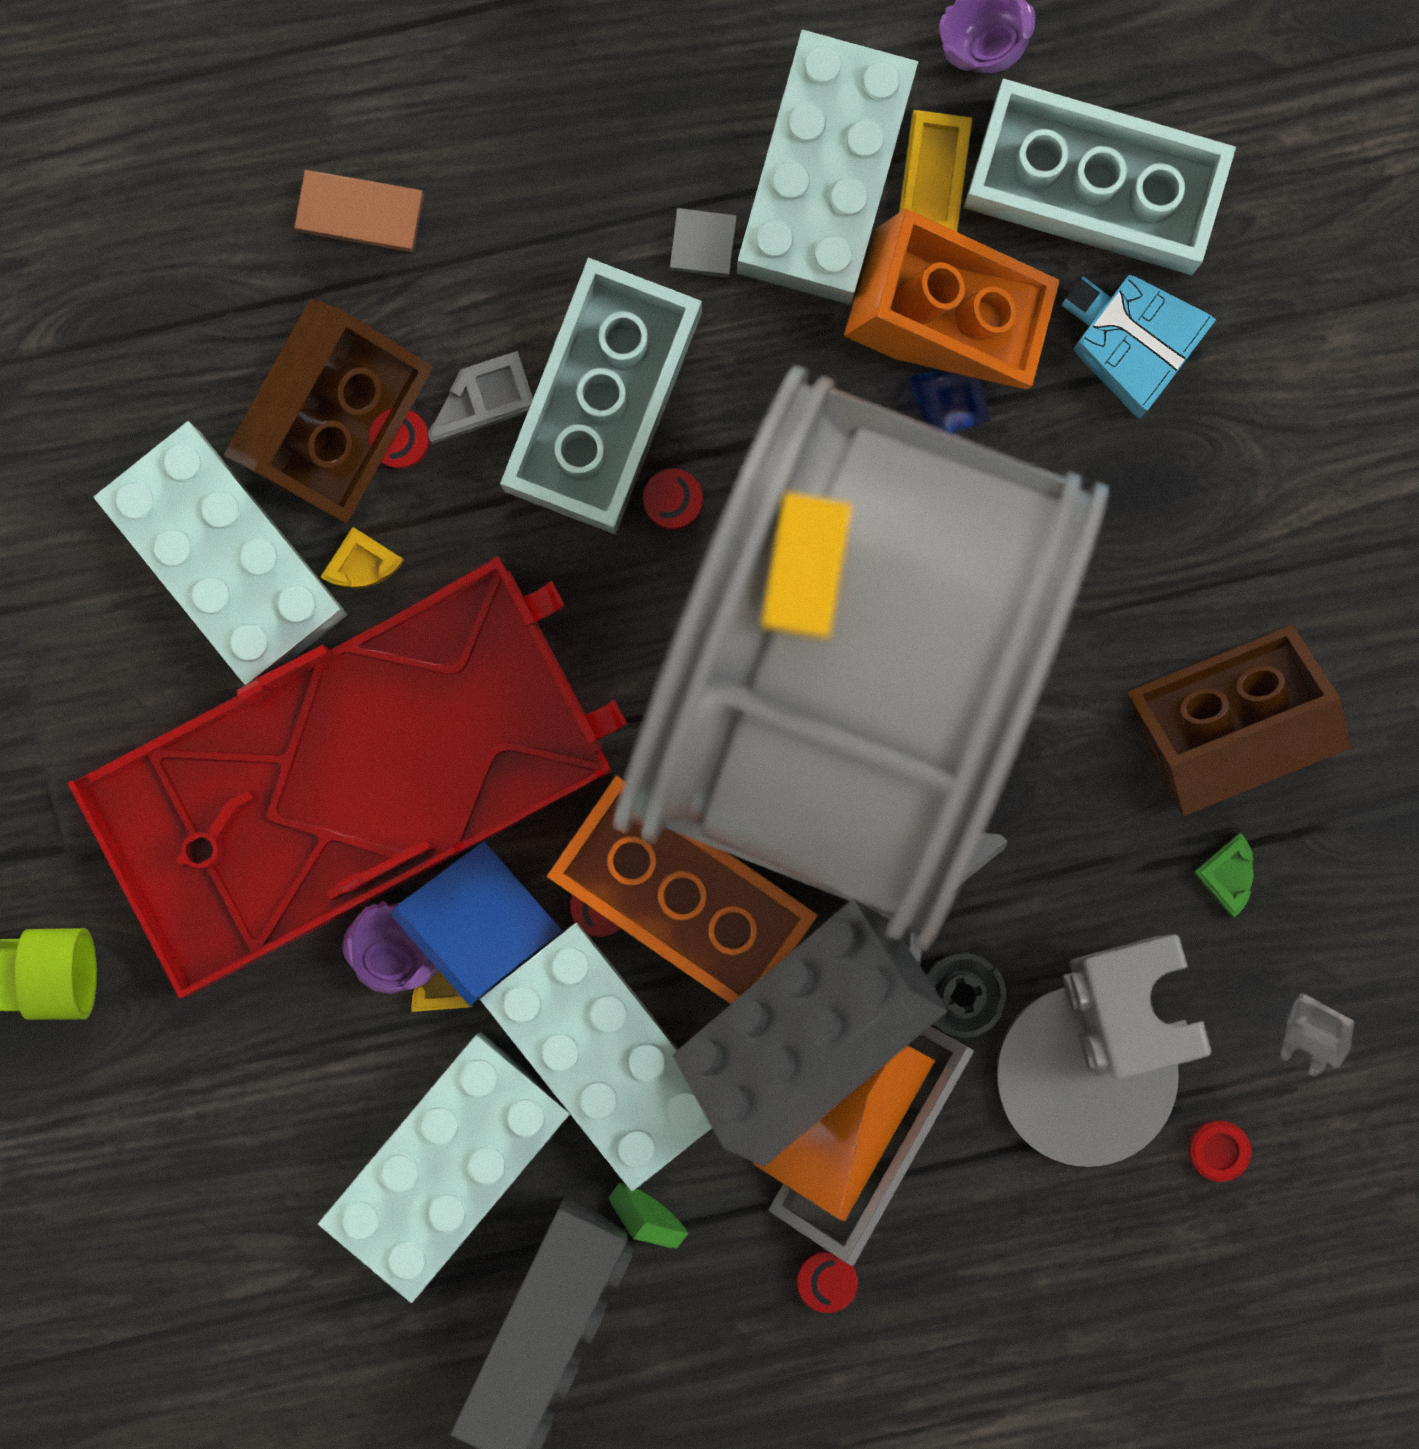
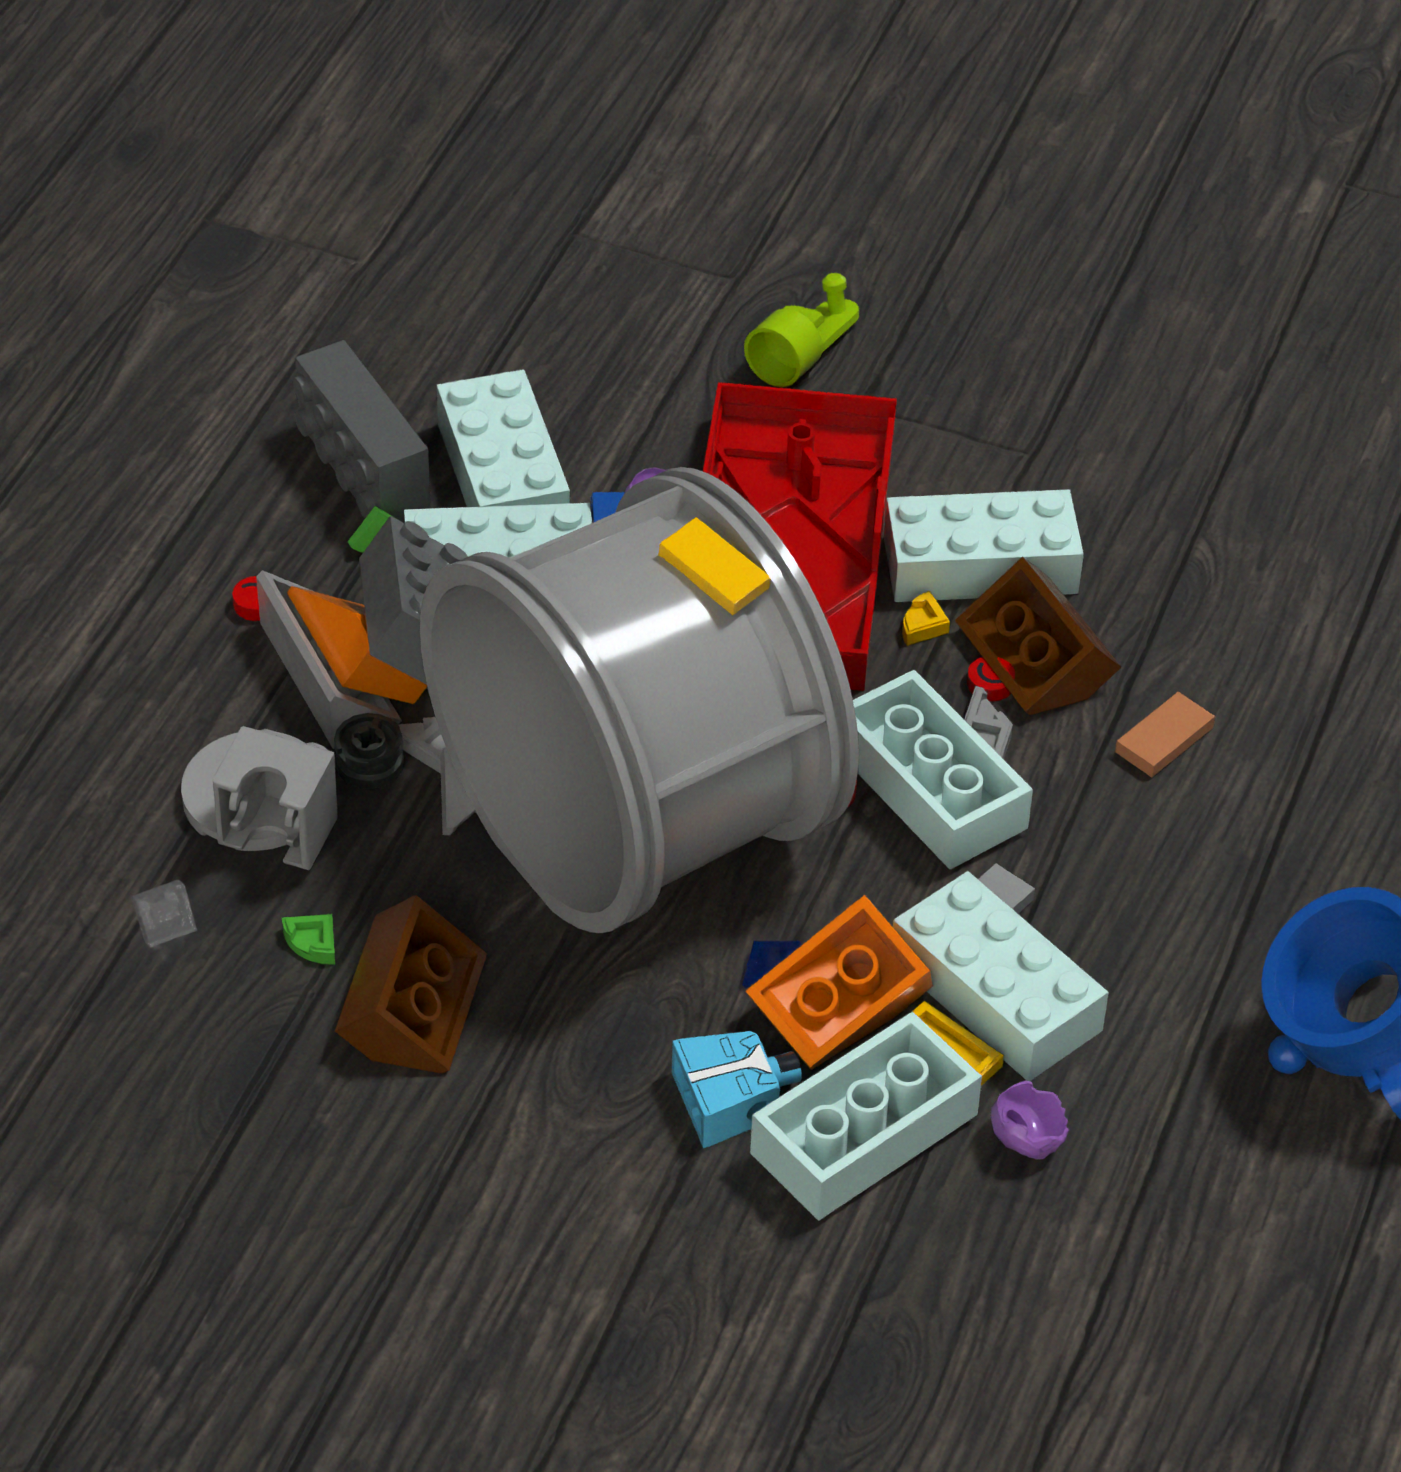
camera: 125 degrees right, 40 degrees down
(1219, 1150) = (139, 830): red tile -> none

